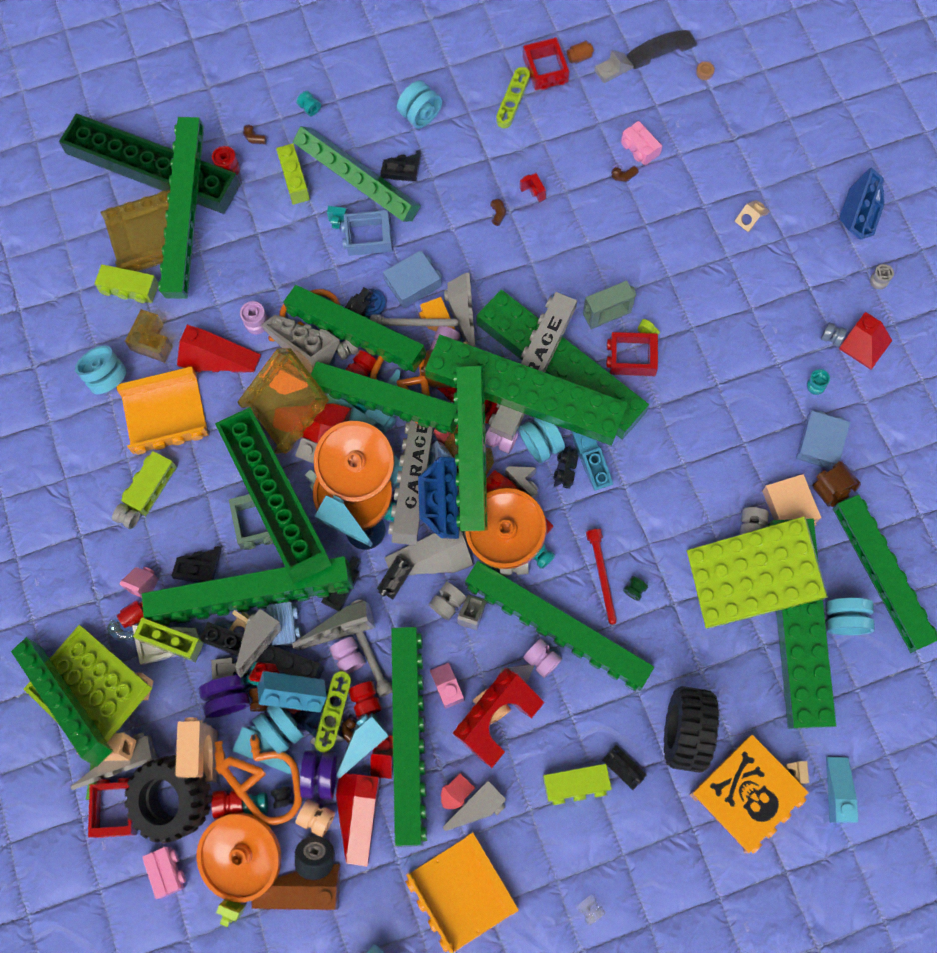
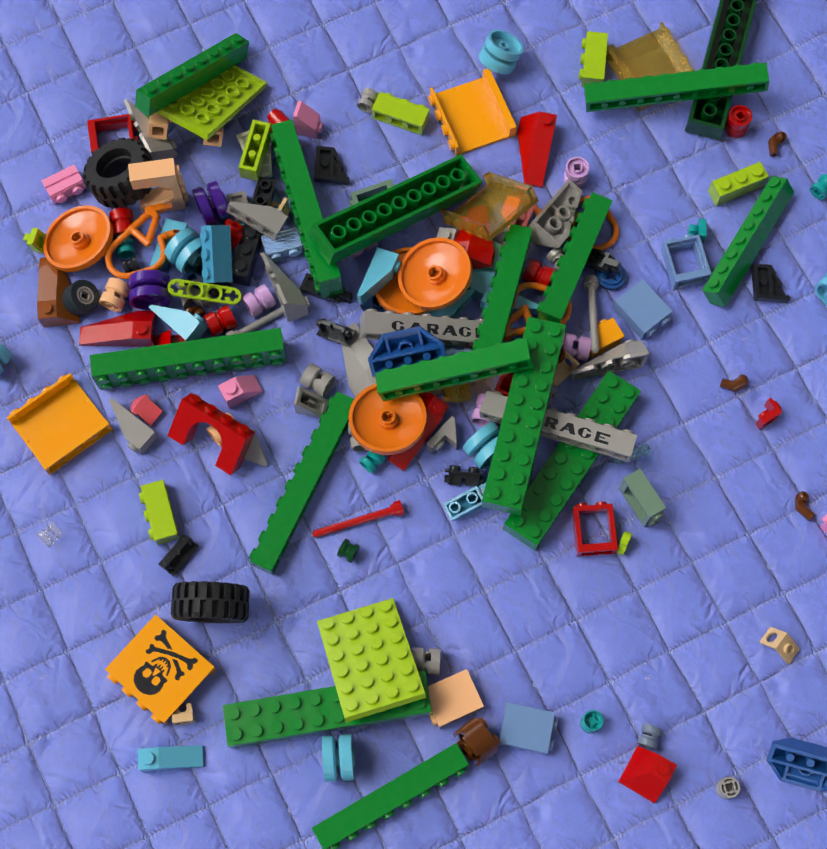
camera: 80 degrees right, 0 degrees up
(117, 633) = (263, 112): clear light blue arm -> none
(145, 337) = (542, 83): clear yellow brick -> none
(542, 658) = (271, 470): lavender wheel -> none

